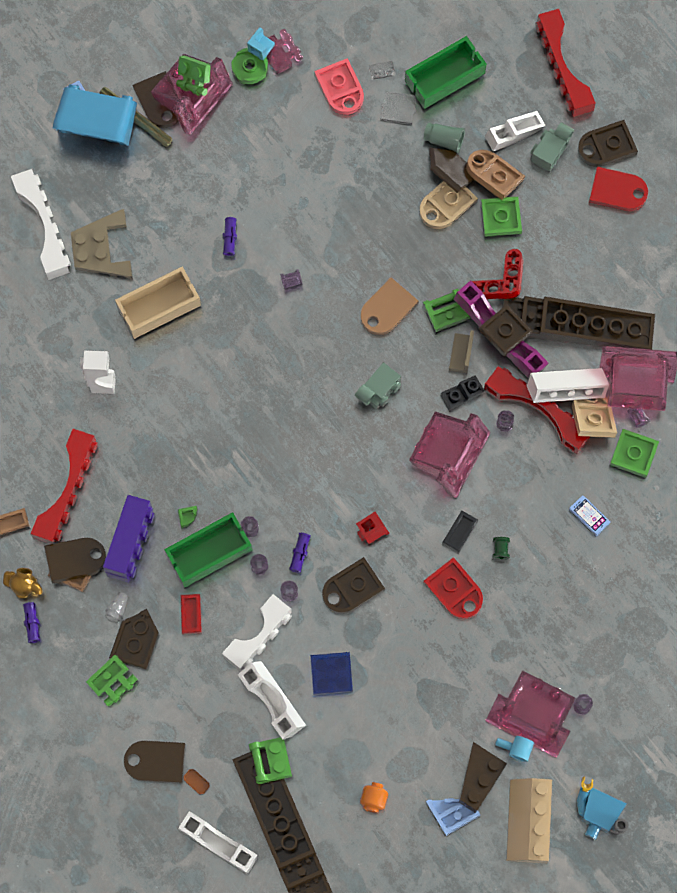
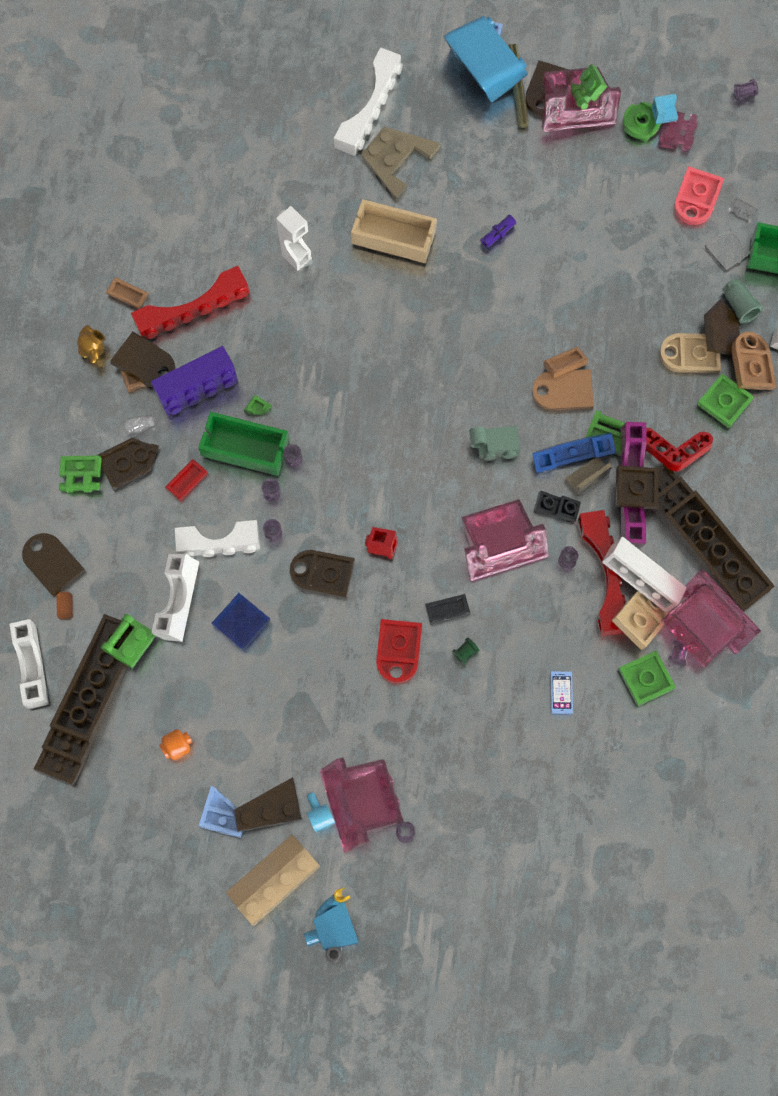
camera: 45 degrees right, 0 degrees up
(31, 622) = (68, 378): dark purple pin -> none
(291, 279) = (511, 303): clear purple bush -> none
(299, 552) = (310, 510): dark purple pin -> none
(369, 287) = (565, 362): none -> medium nougat tile
(437, 343) = (573, 451): none -> blue slope

